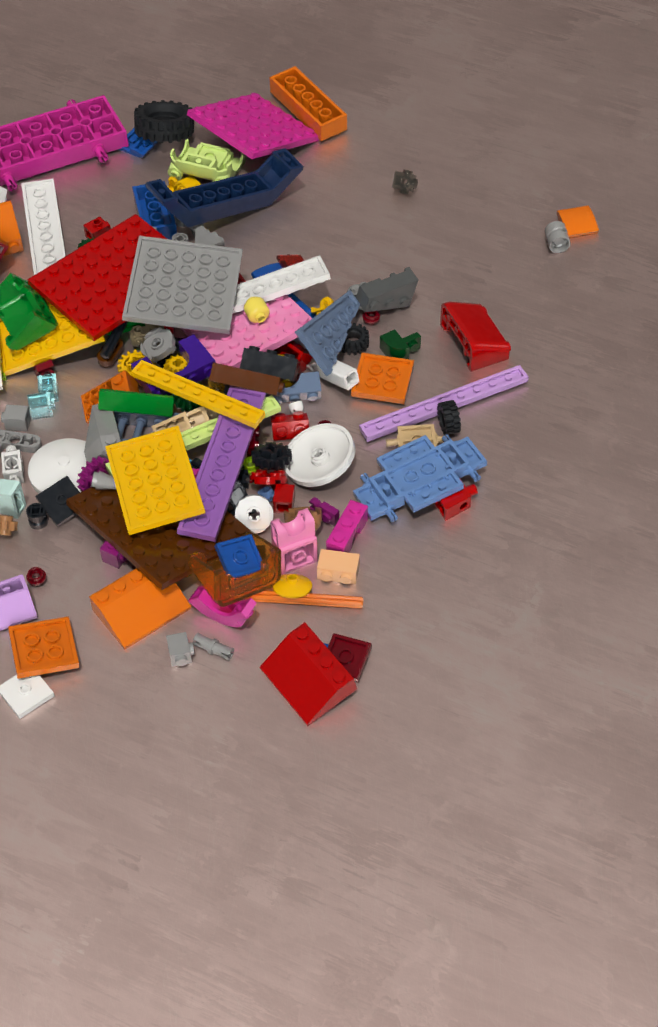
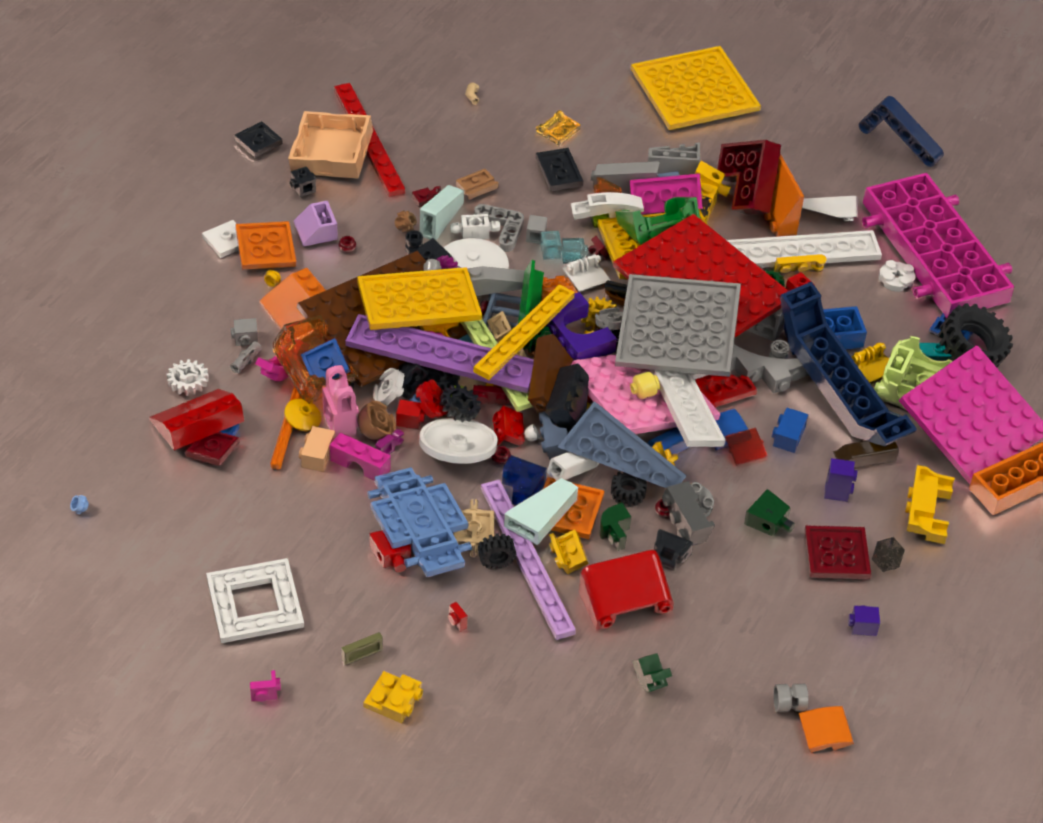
camera: 90 degrees right, 5 degrees down
(67, 229) = (800, 263): none -> yellow plate
(77, 379) = (586, 273): none -> white hinge
(83, 171) = (904, 271): none -> white plate
(92, 637) = (272, 278): none -> yellow plate
(165, 149) = (934, 351): none -> teal plate
(251, 699) = (187, 377): none -> white gear
(273, 237) = (790, 430): none -> blue brick
(296, 197) = (867, 453): none -> dark brown piece
(333, 204) = (840, 479): none -> dark purple brick
(346, 160) = (922, 504): none -> yellow bracket
(359, 404) = (524, 478): none -> clear blue brick
(370, 250) = (769, 514): none -> dark green torso
(400, 386) = (541, 511): none -> light aqua slope
(402, 212) = (837, 552): none -> dark red plate
(420, 310) = (672, 547): none -> black piece
(433, 373) = (568, 551): none -> yellow bracket
(444, 768) = (79, 504): none -> light blue plate
(470, 197) = (864, 620): none -> dark purple brick
(519, 625) = (284, 619): none -> white plate
(521, 444) = (457, 616): none -> red plate
(554, 318) = (651, 673): none -> dark green brick
(572, 507) = (362, 648): none -> olive tile
(614, 482) = (394, 696): none -> yellow plate
(633, 570) = (265, 690): none -> dark pink bracket

